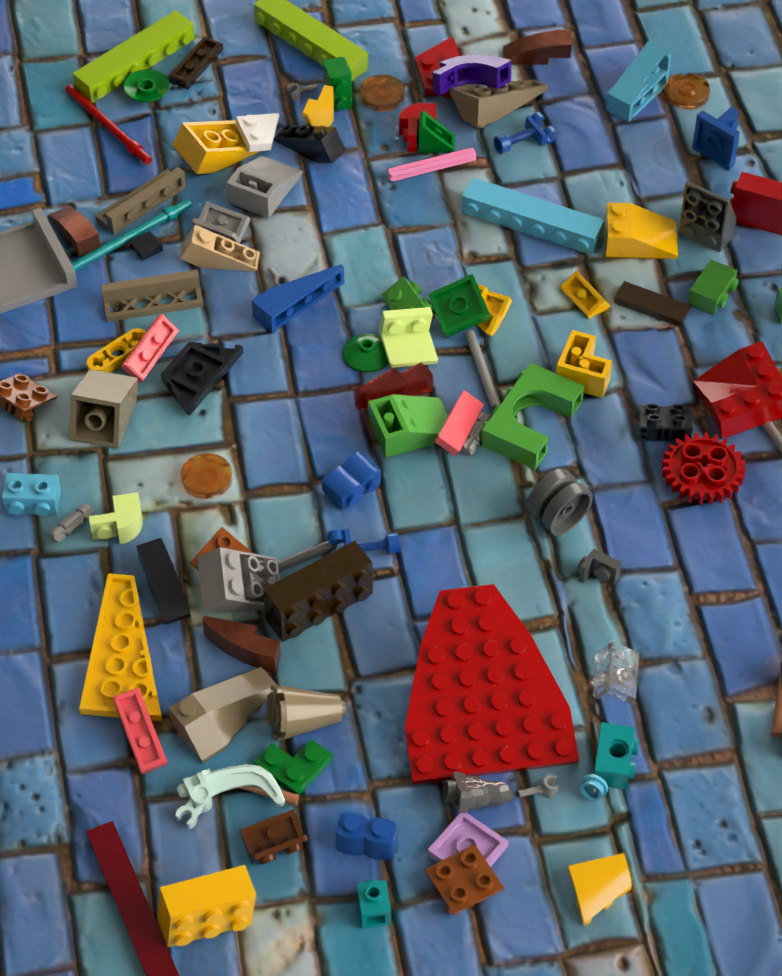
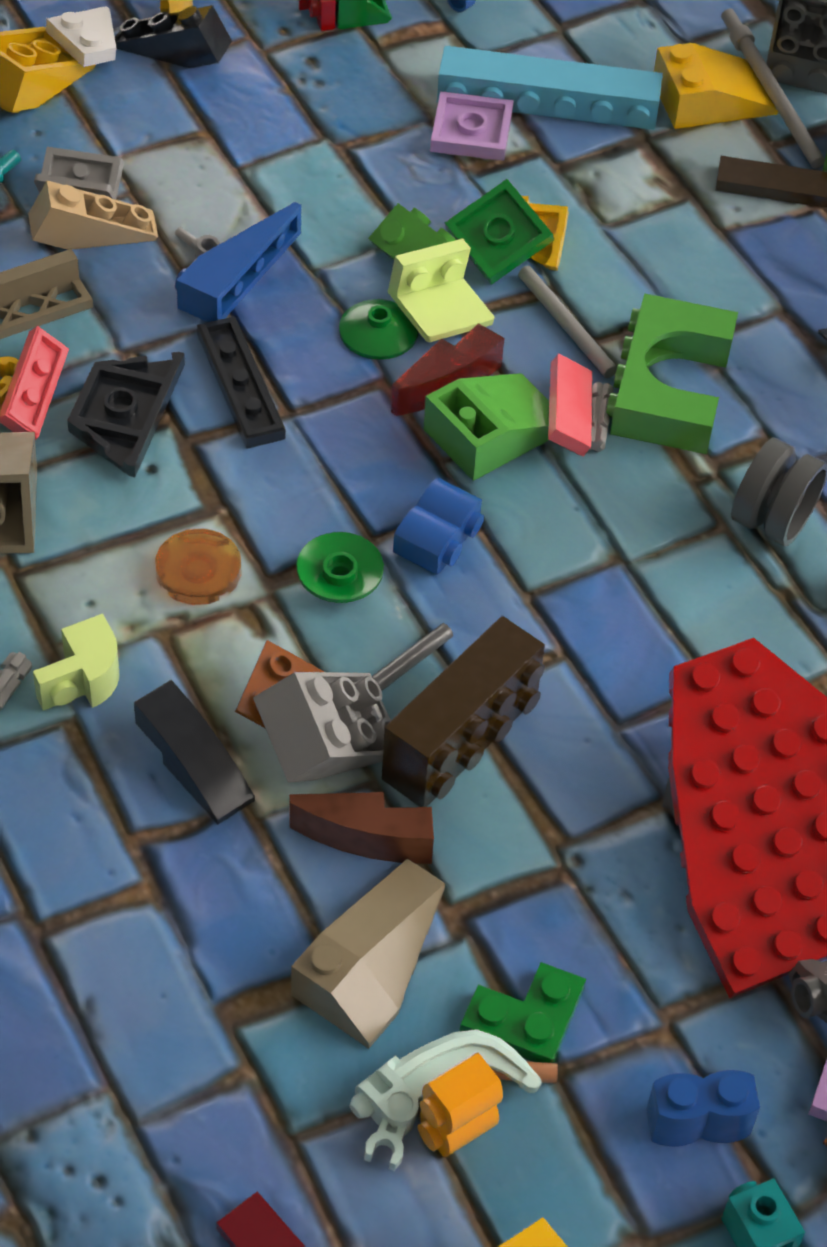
camera: 20 degrees left, 0 degrees up
(119, 653) = (170, 911): yellow wing -> none
(140, 731) = (249, 1018): coral tile -> none
(230, 802) = (459, 1105): none -> light orange brick
(261, 185) = (121, 112): light grey slope -> none
(272, 370) = (241, 382): none -> black tile
(273, 836) = (547, 1151): reddish brown bracket -> none
(285, 493) = (337, 555): none -> green dish
(301, 711) = (508, 919): dark tan cone -> none
(389, 543) = (538, 611): blue bar -> none
(431, 164) = (366, 42): bright pink axle -> none
(474, 232) = (471, 126): none -> lavender plate
(581, 365) = (722, 285): yellow brick -> none
(584, 295) = (670, 186): yellow slope -> none
(671, 206) = (744, 41): none -> light grey bar

